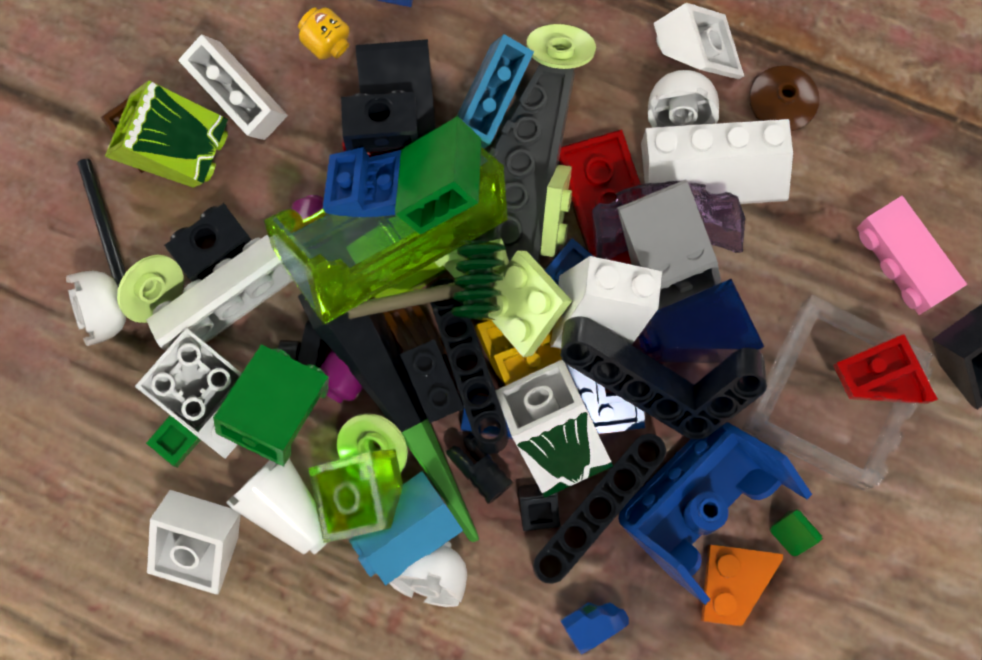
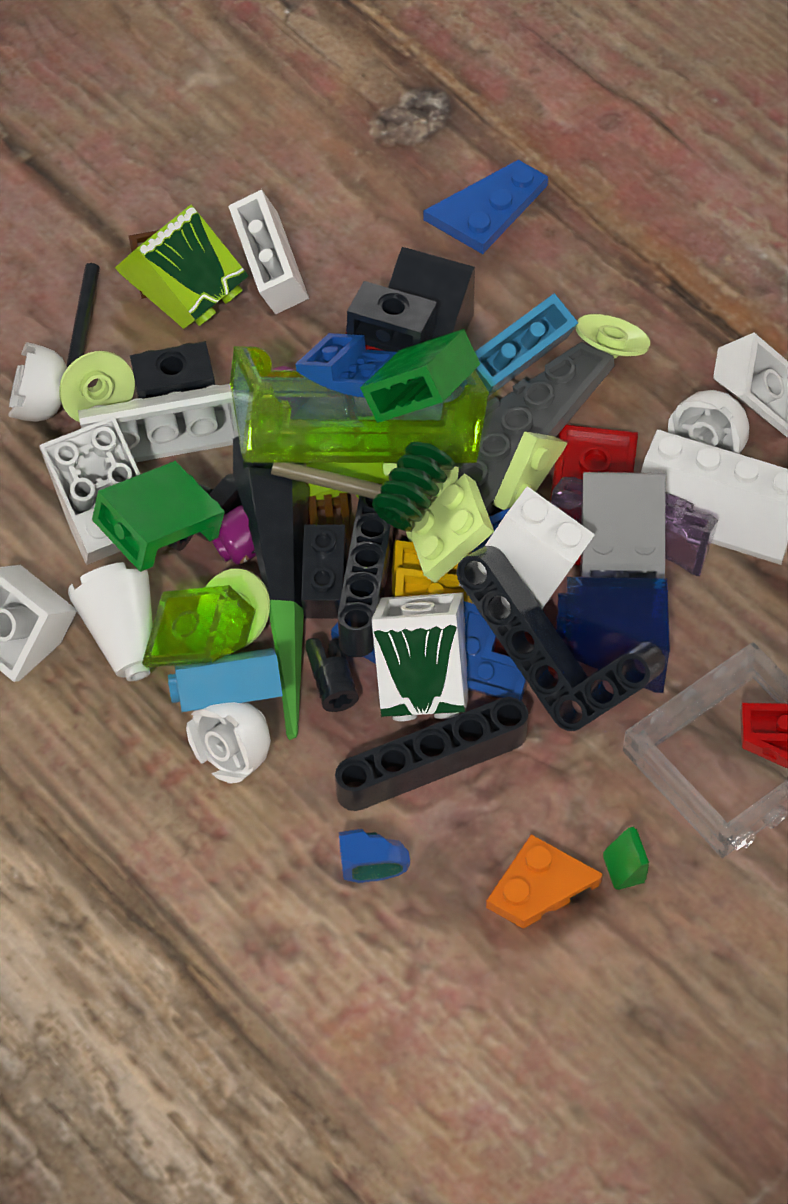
camera: 25 degrees right, 20 degrees down
(173, 441) = (46, 530): green plate -> none
(323, 33) = (380, 239): yellow head -> none
(536, 510) = (371, 731): black slope -> none
(698, 521) = (537, 794): blue brick -> none
(722, 463) = (546, 782): blue windscreen -> none

